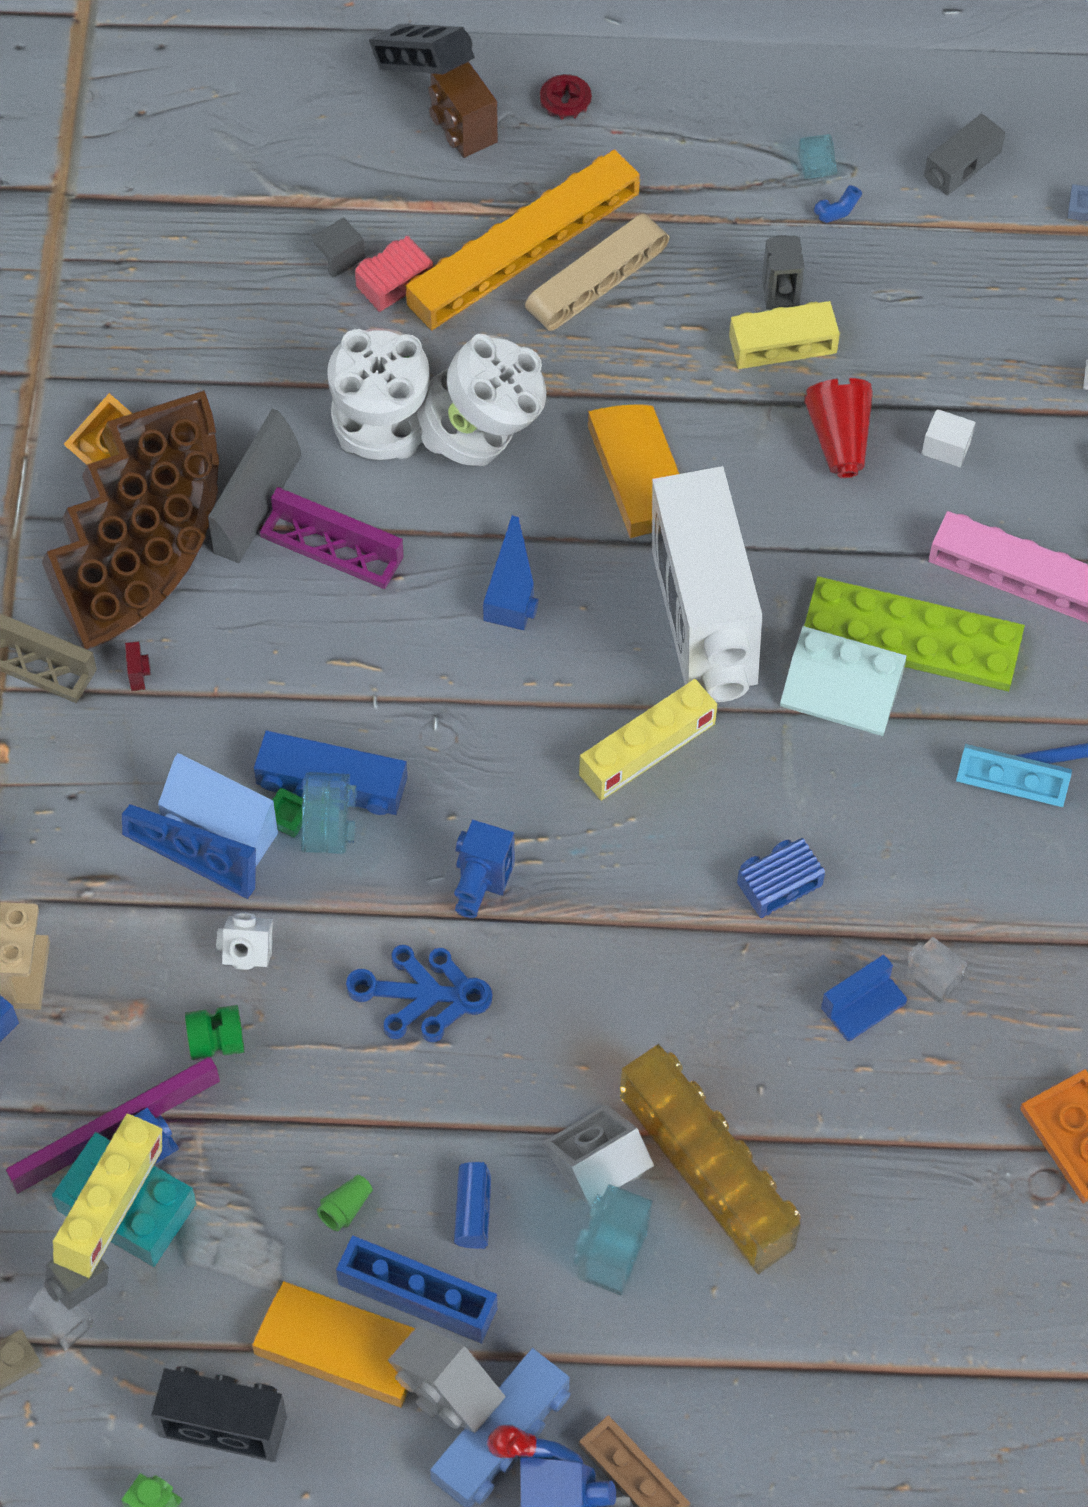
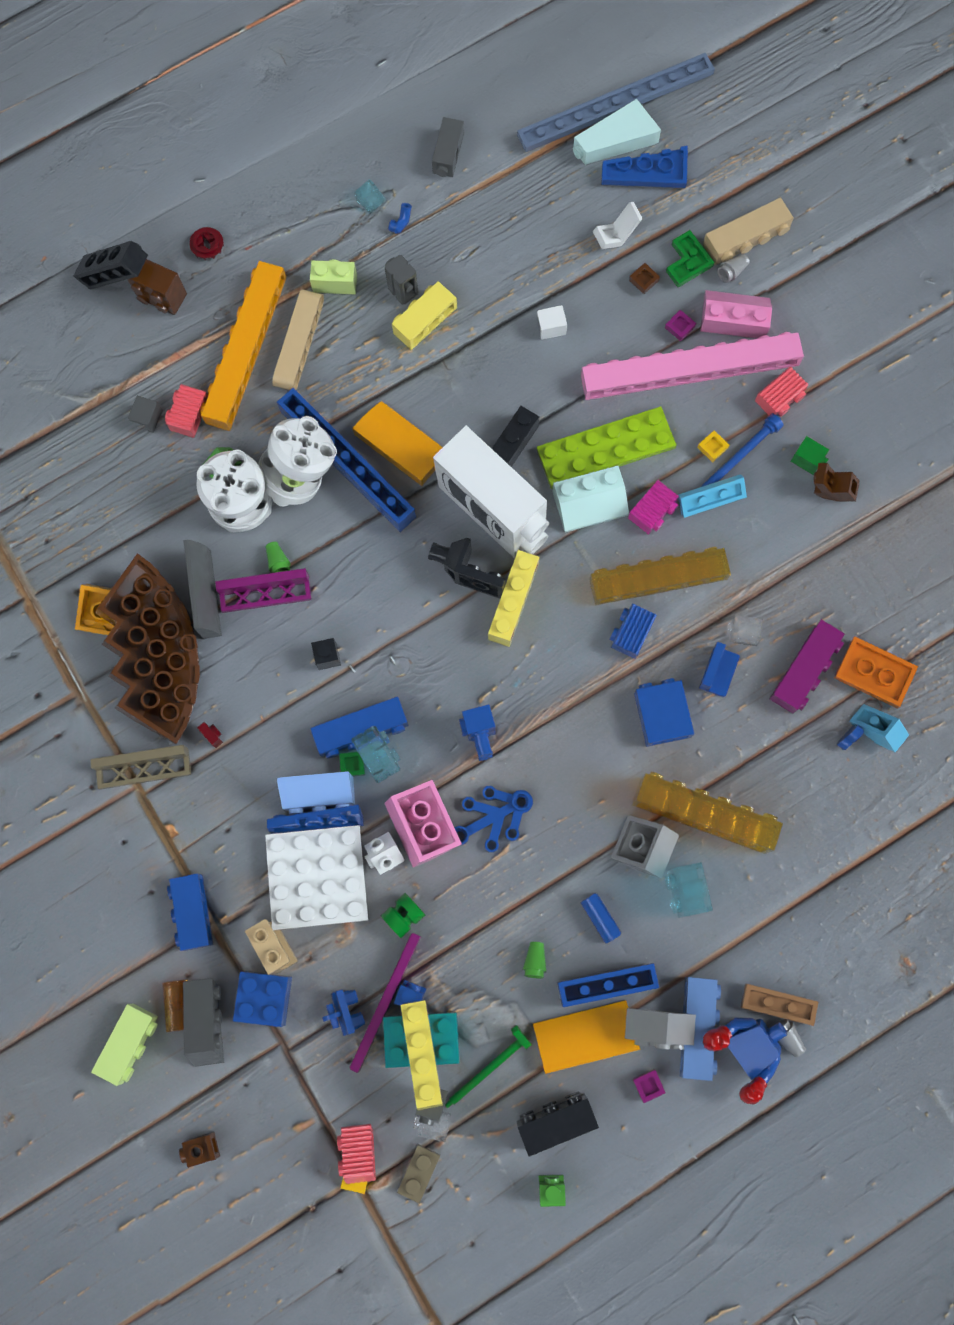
camera: 30 degrees left, 15 degrees up
(61, 1088) = (341, 1002): none -> blue hips
(139, 919) = (316, 877): none -> white plate
(253, 1289) = (522, 1040): none -> green piece
(323, 935) = (422, 823): none -> bright pink slope
(353, 659) = (326, 654): none -> black brick
(377, 508) = (276, 558): none -> bright green cone
(379, 1459) = (649, 1086): none -> magenta plate
(511, 587) = (380, 554): blue slope -> none
(557, 459) = (354, 466): none -> blue brick
(606, 651) = (455, 564): none -> black plate
(698, 223) = (333, 277): none -> yellowish green brick
(746, 1003) = (663, 712): none -> blue brick
(793, 547) = (516, 435): none -> black brick
(841, 422) = (492, 350): red cone -> none
(866, 831) = (659, 576): none -> clear yellow brick
(921, 742) = (653, 507): none -> dark pink brick
(986, 1194) = (850, 737): none -> blue tile
(990, 1068) = (807, 667): none -> magenta brick
(1038, 1210) = (880, 727): none -> medium azure slope
(1061, 716) = (713, 446): none -> yellow plate

